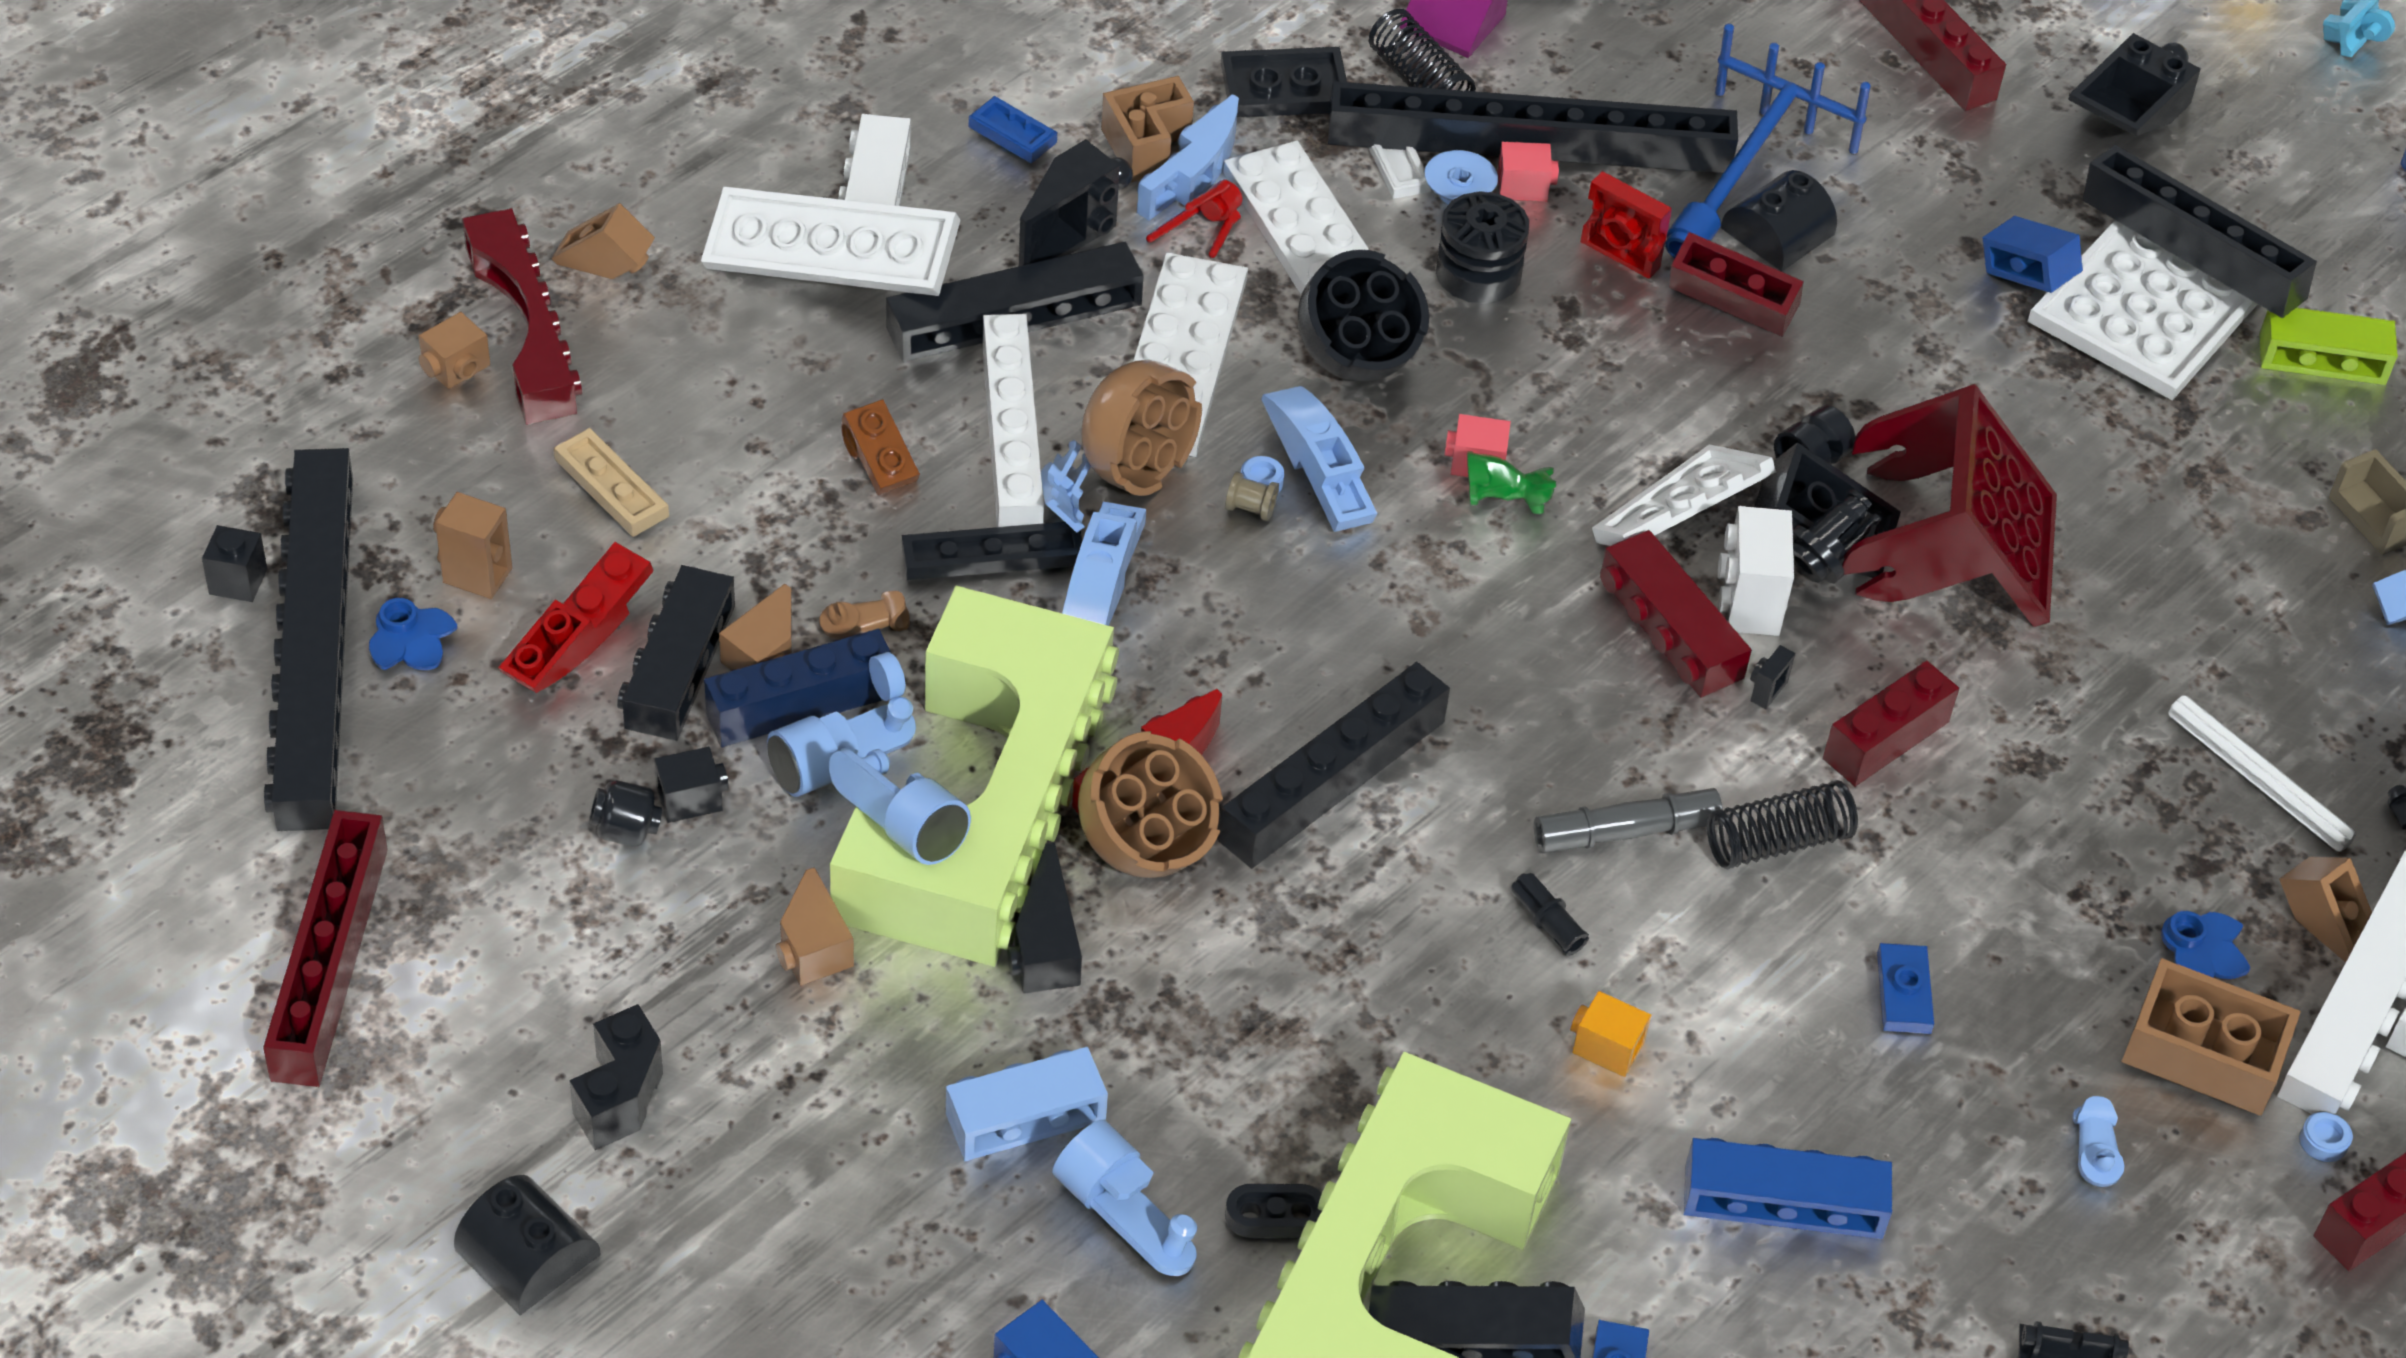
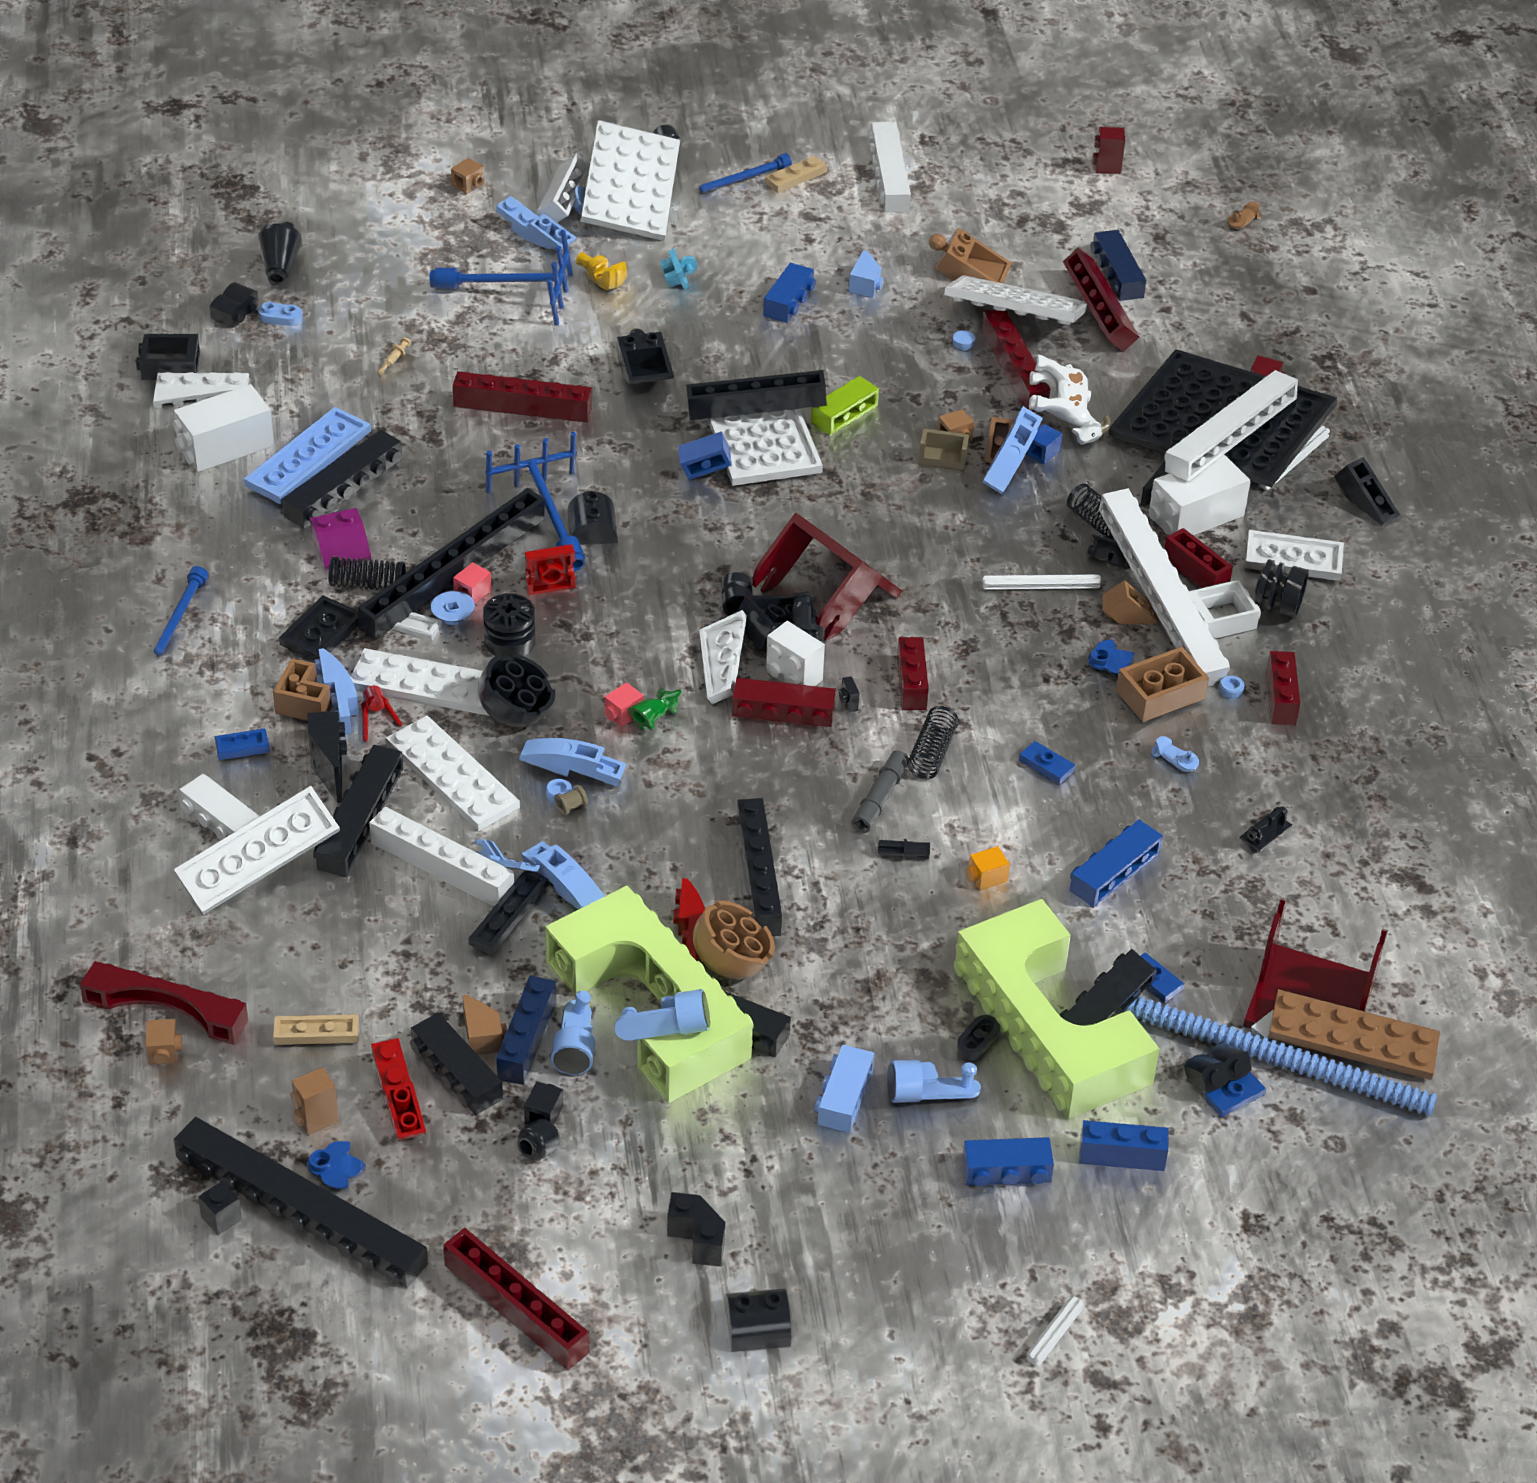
camera: 50 degrees left, 5 degrees down
(606, 244) = (151, 941): medium nougat slope -> none
(814, 933) = (676, 1108): medium nougat slope -> none
(846, 619) = (498, 987): medium nougat piece -> none
(875, 439) = (395, 912): dark orange plate -> none
(887, 676) = (564, 988): light blue tile -> none
(1140, 425) = (498, 808): medium nougat cylinder -> none
(1736, 284) = (621, 558): dark red brick -> none

